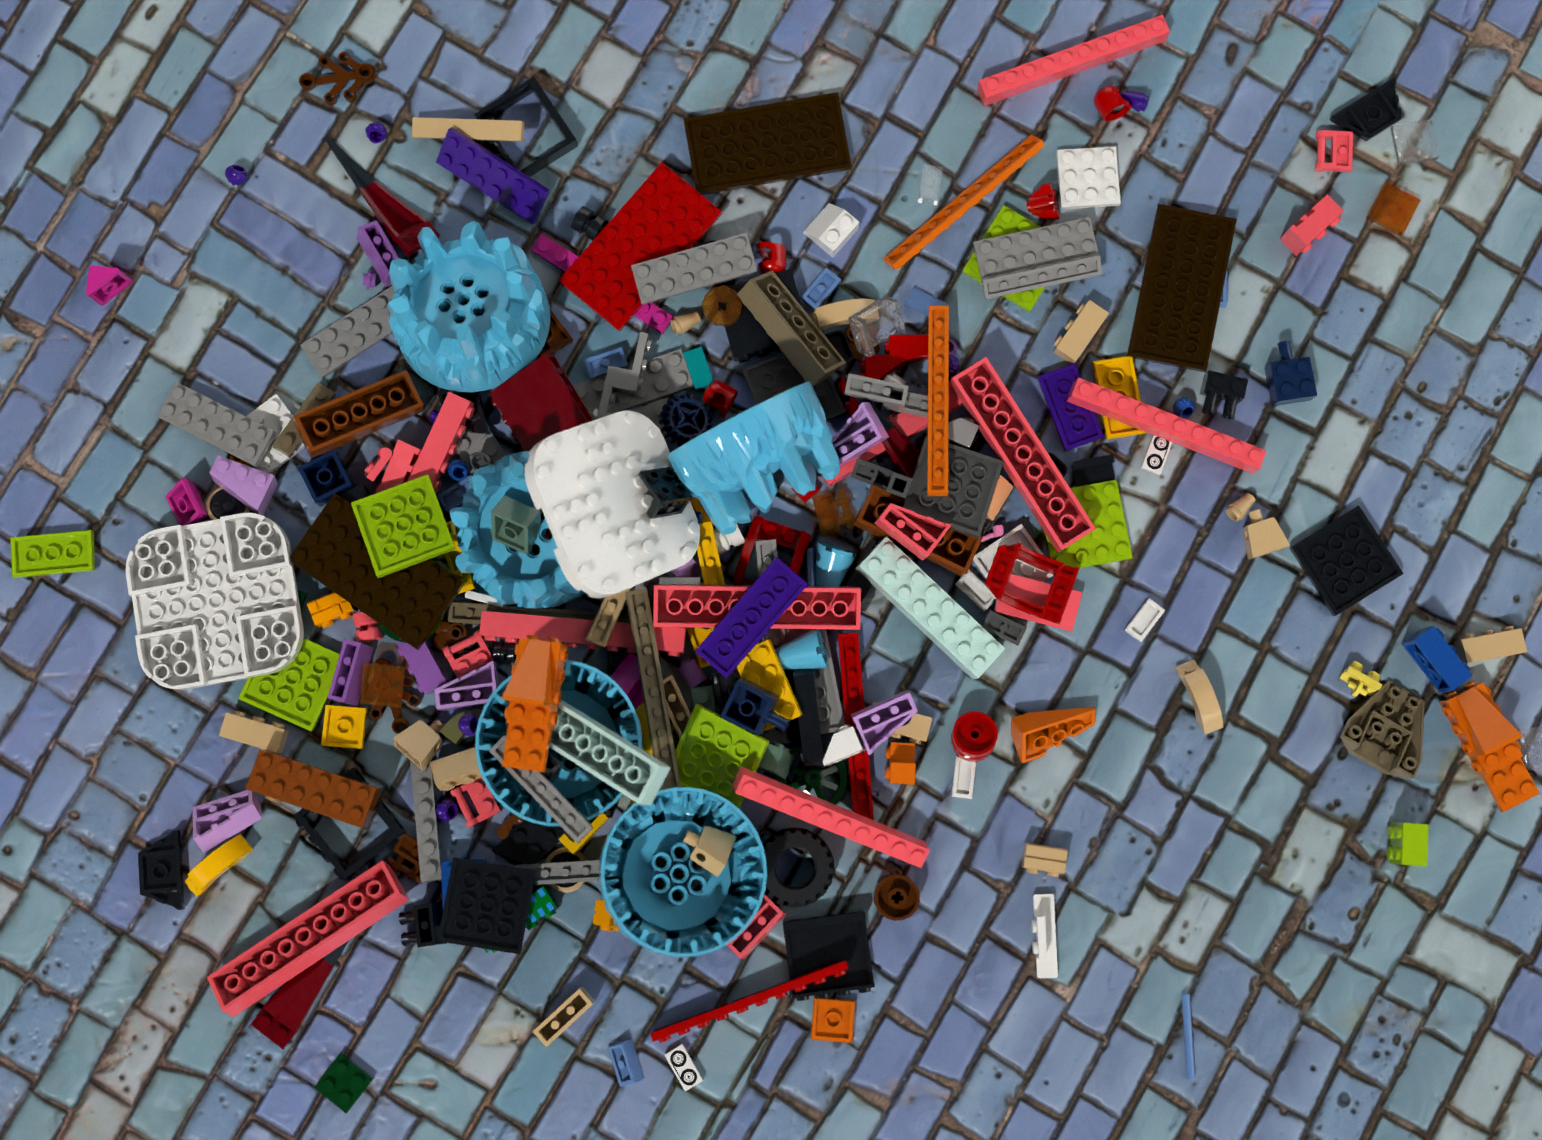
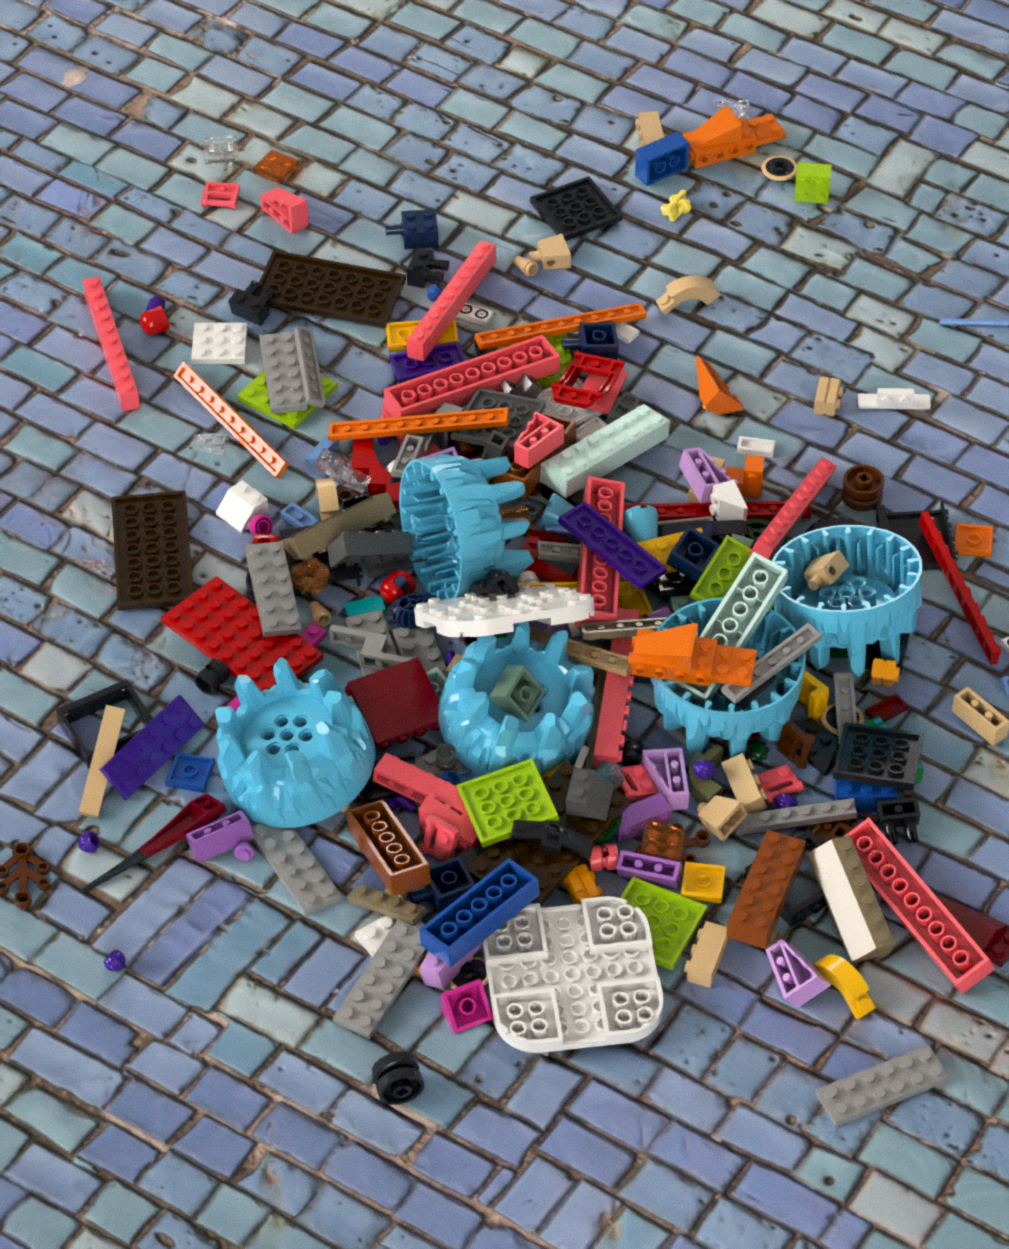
camera: 90 degrees left, 35 degrees down
(52, 554) = (511, 1130): lime plate -> none
(94, 445) = (397, 1078): none -> black wheel
(105, 283) = (220, 1069): dark pink slope -> none
(109, 902) = (882, 1085): none -> light grey plate
(162, 871) = (849, 1035): black wing -> none
(260, 506) = (479, 912): none -> blue brick
(309, 873) = (851, 899): none -> slope
(357, 572) = (552, 836): none -> black plate
(408, 606) = (589, 794): none -> dark grey slope
(456, 625) = (611, 773): none -> clear light blue brick
(472, 209) = (190, 772): none -> blue tile
(580, 916) = (887, 708): none -> dark red tile
(599, 364) = (351, 667): medium blue plate -> none
(753, 361) = (369, 547): none -> dark grey wedge
(802, 249) = (260, 525): none -> dark pink cone
(972, 748) = (720, 430): red wheel -> none
(1018, 511) = (525, 386): none -> flat silver brick
(1043, 202) = (240, 365): red brick -> none
(1080, 331) = (361, 351): tan brick -> none
(1108, 591) = (595, 339): none -> dark blue brick
(1129, 551) = (558, 326): none -> orange plate
(1141, 201) = (249, 306): none -> black brick
(1371, 113) = (190, 172): black wing -> none
(1388, 731) = (723, 192): dark tan wedge -> none
(1458, 804) = (770, 164): none -> wheel

